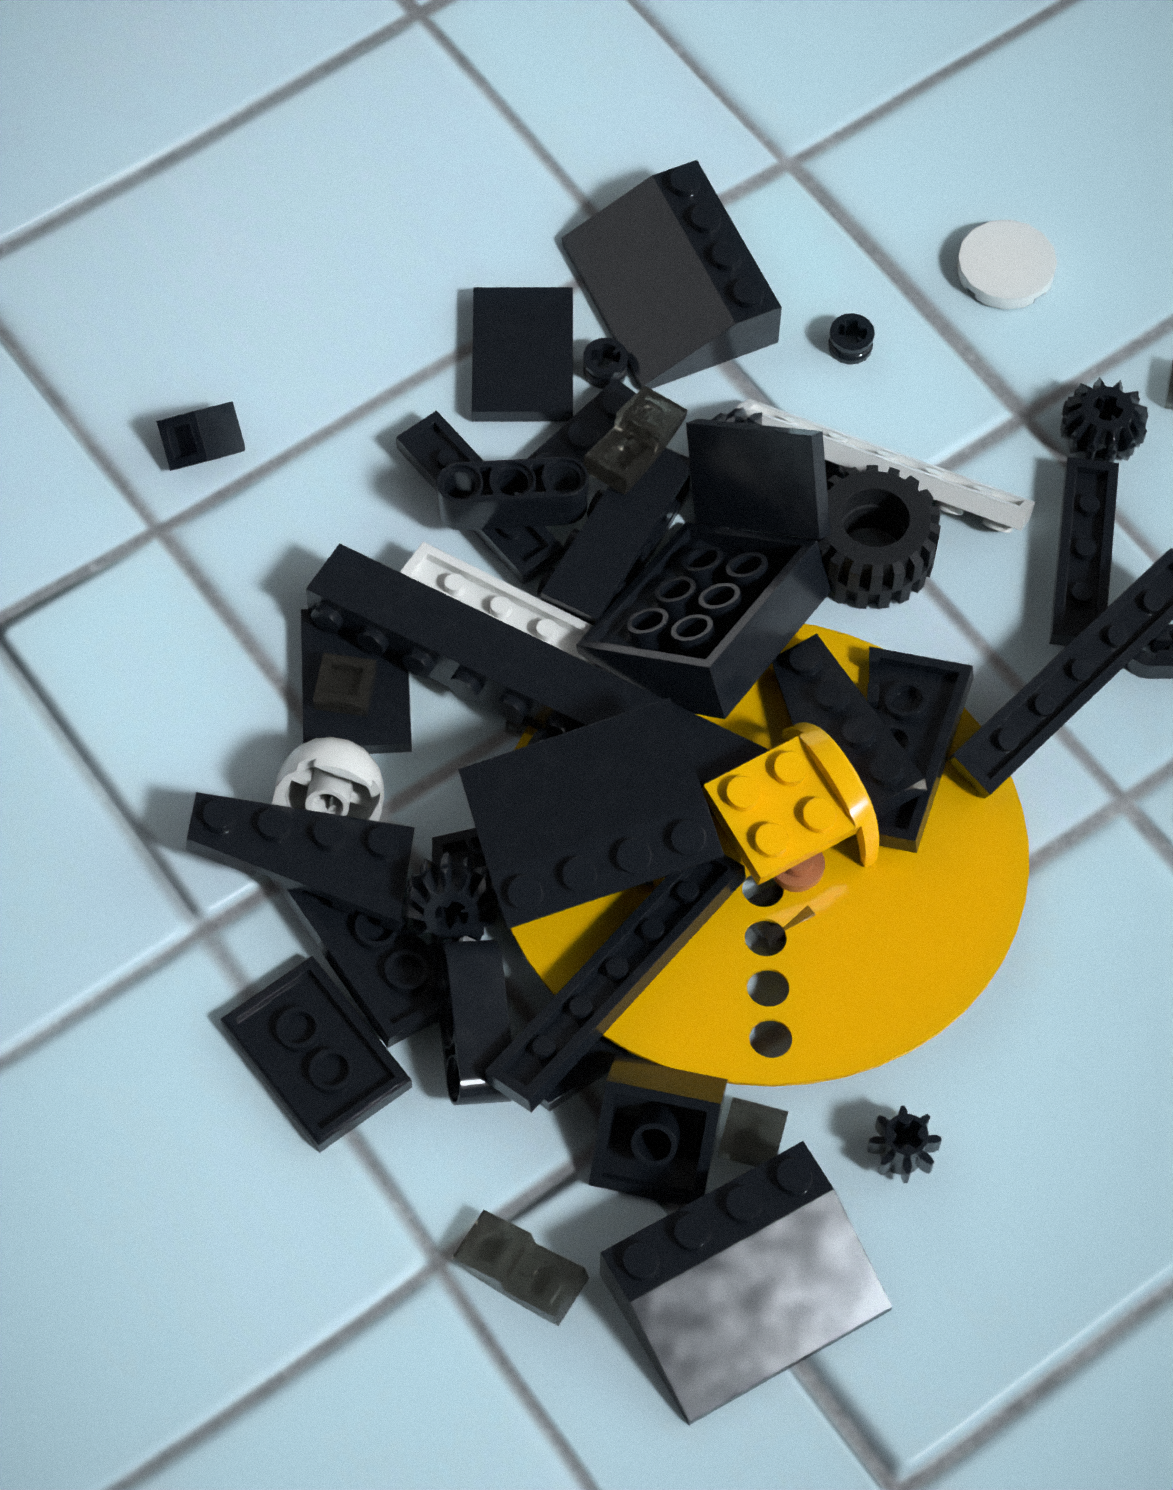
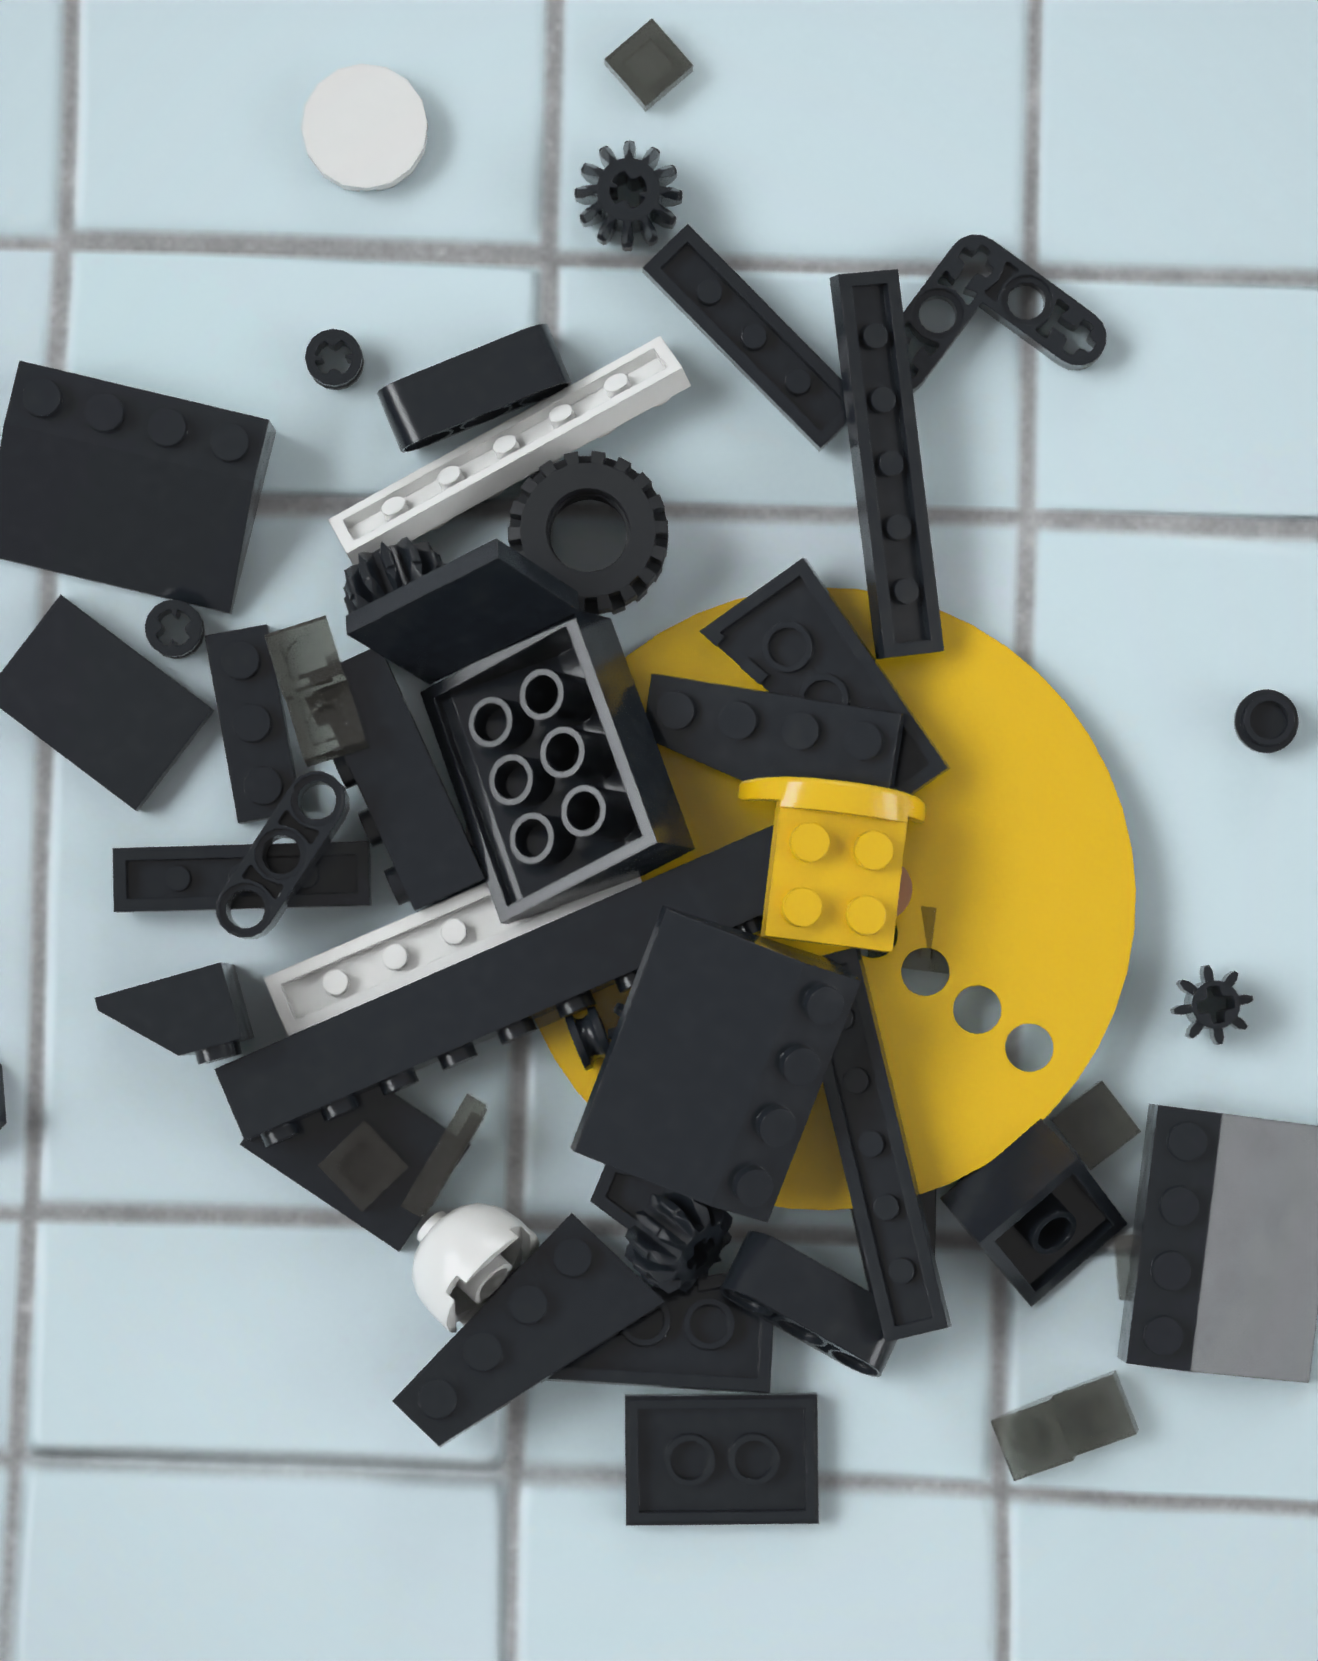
camera: 55 degrees left, 25 degrees up
(369, 502) = (187, 1012): none -> black slope
(393, 719) = (446, 1155): none -> clear smoke tile
(904, 418) = (474, 388): none -> black beam
(1129, 1043) = (1266, 721): none -> black plate

